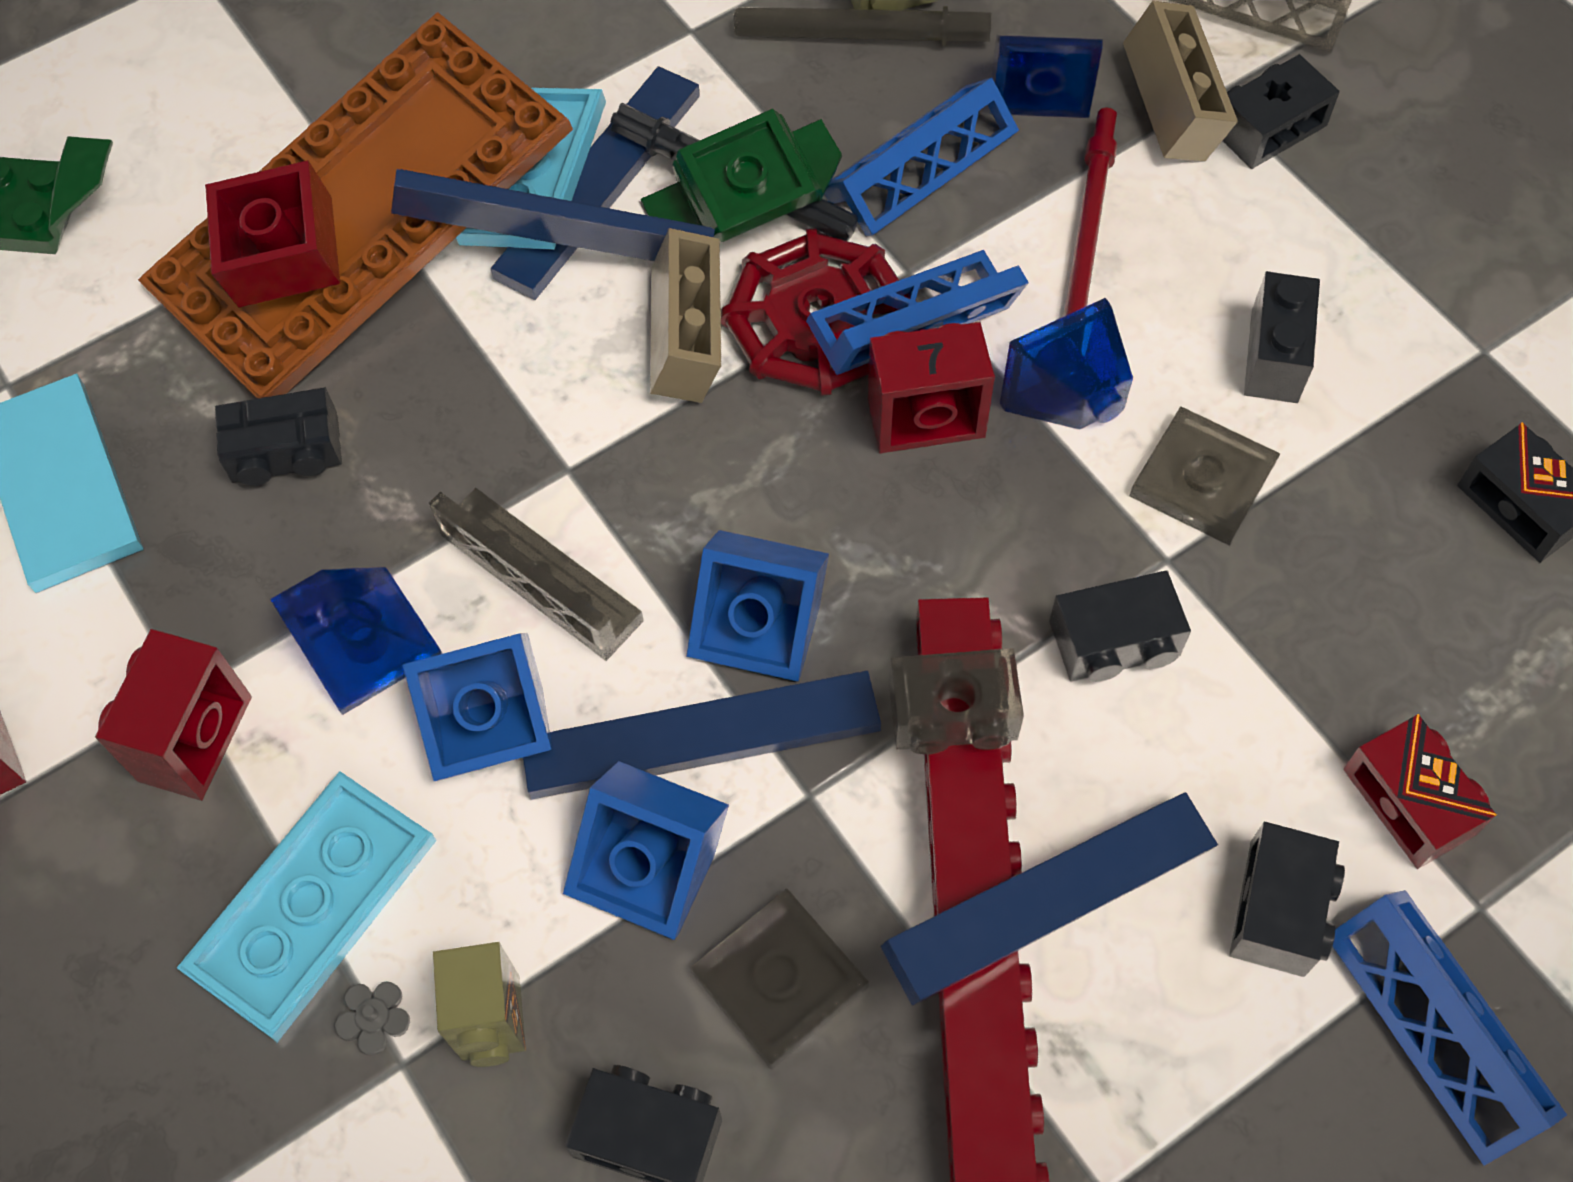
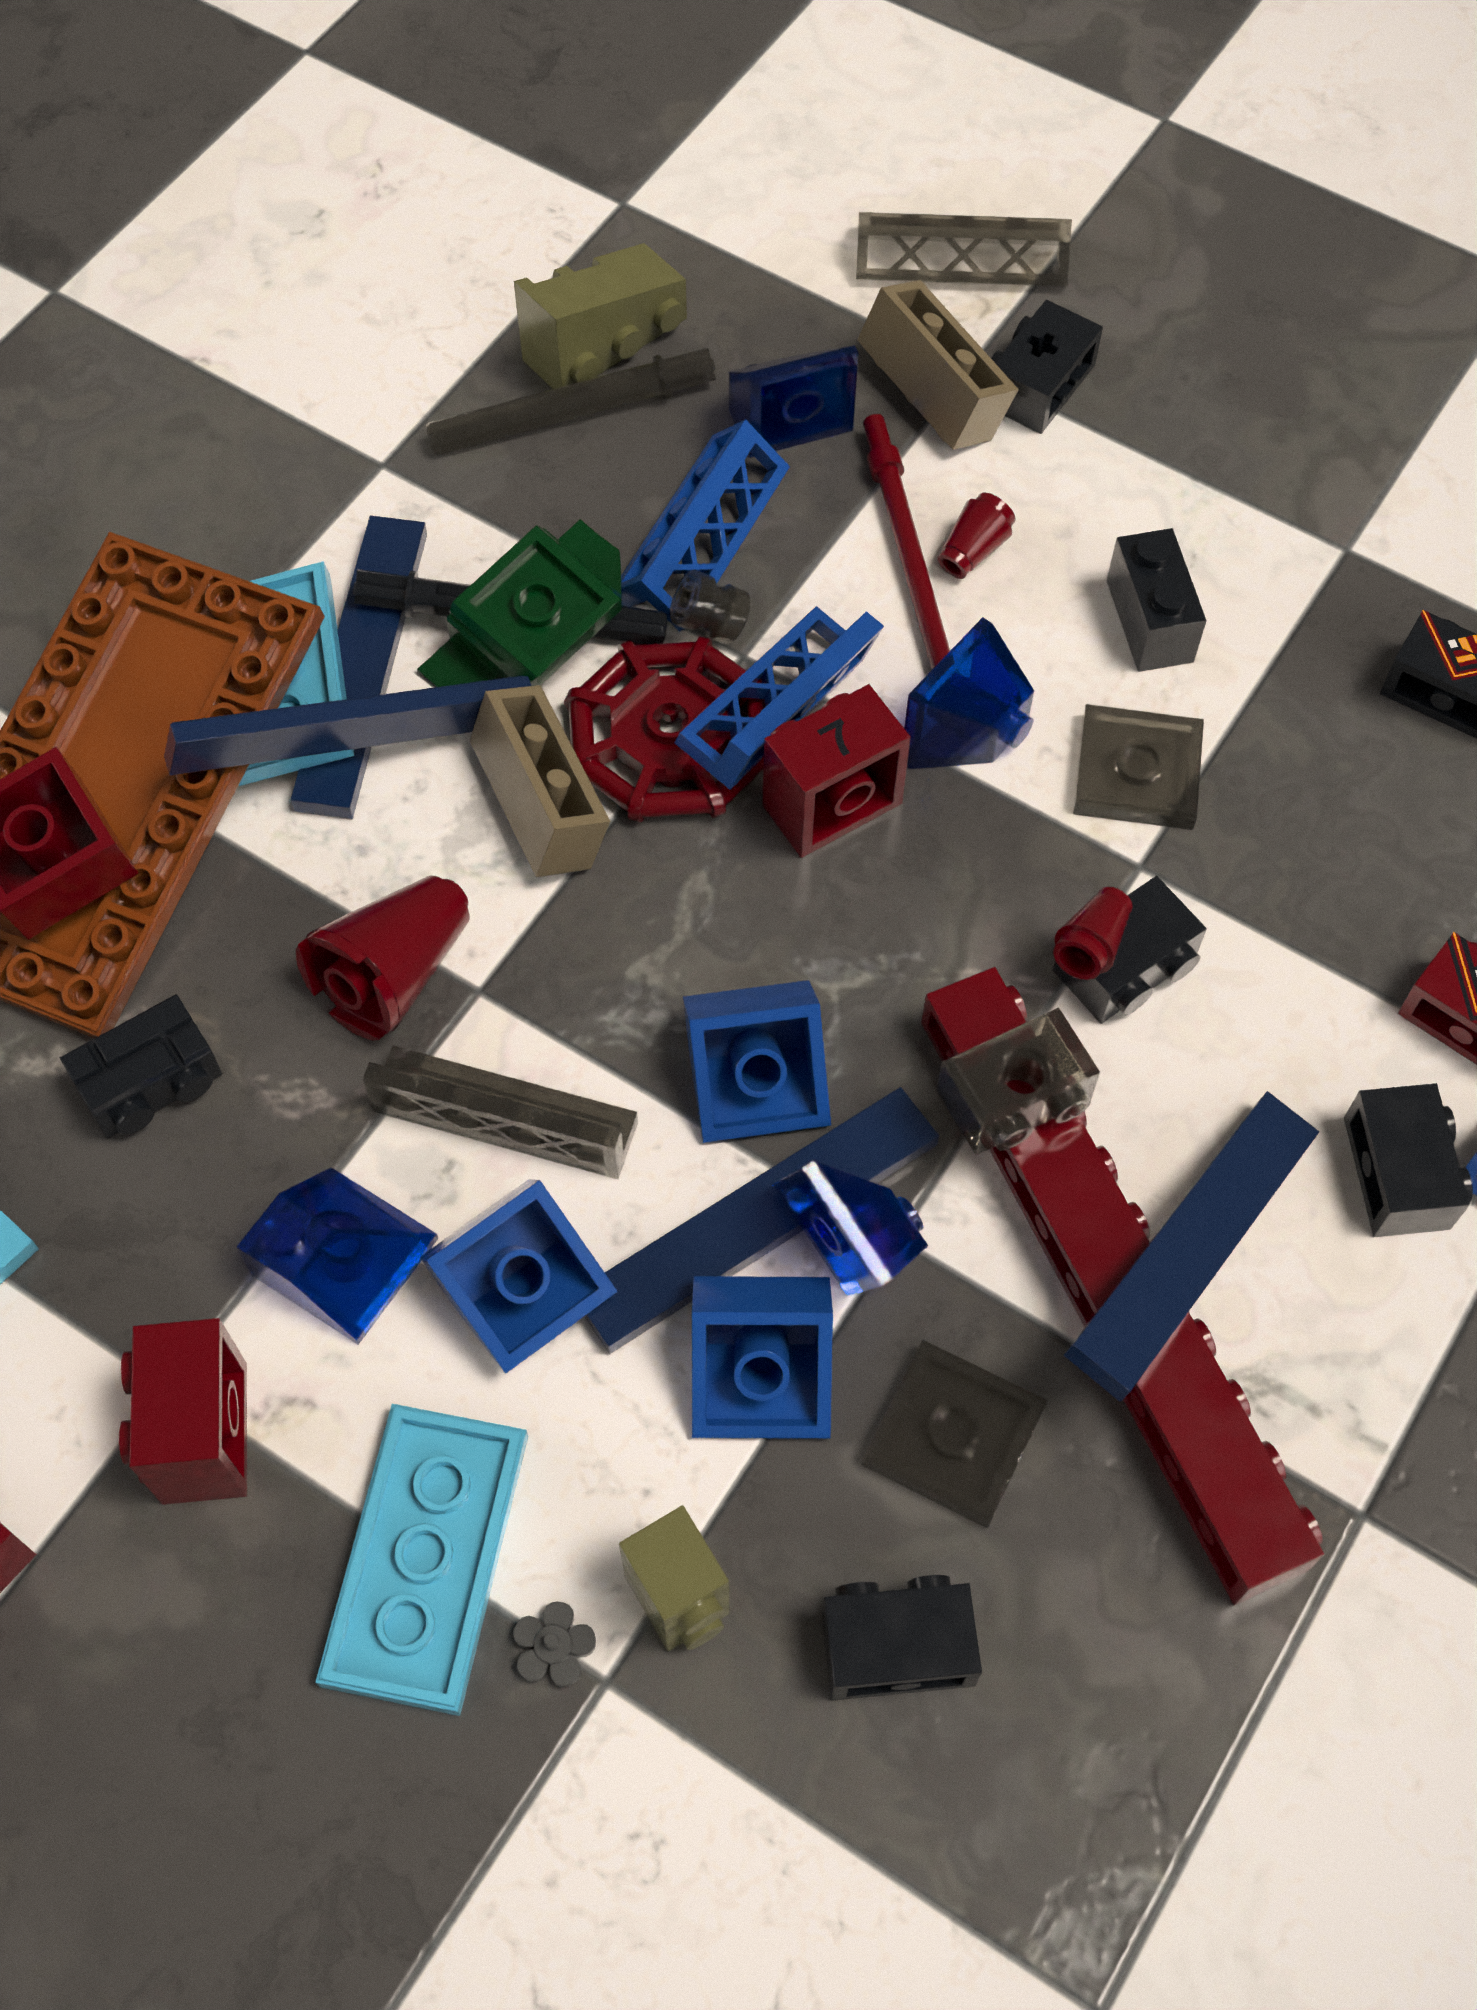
camera: 25 degrees left, 0 degrees up
(502, 410) = (383, 954): none -> dark red cone
(769, 768) = (853, 1224): none -> clear blue slope
(889, 219) = (707, 606): none -> clear smoke wheel
(1081, 599) = (1093, 935): none -> dark red cone
(1150, 234) = (977, 533): none -> dark red cone

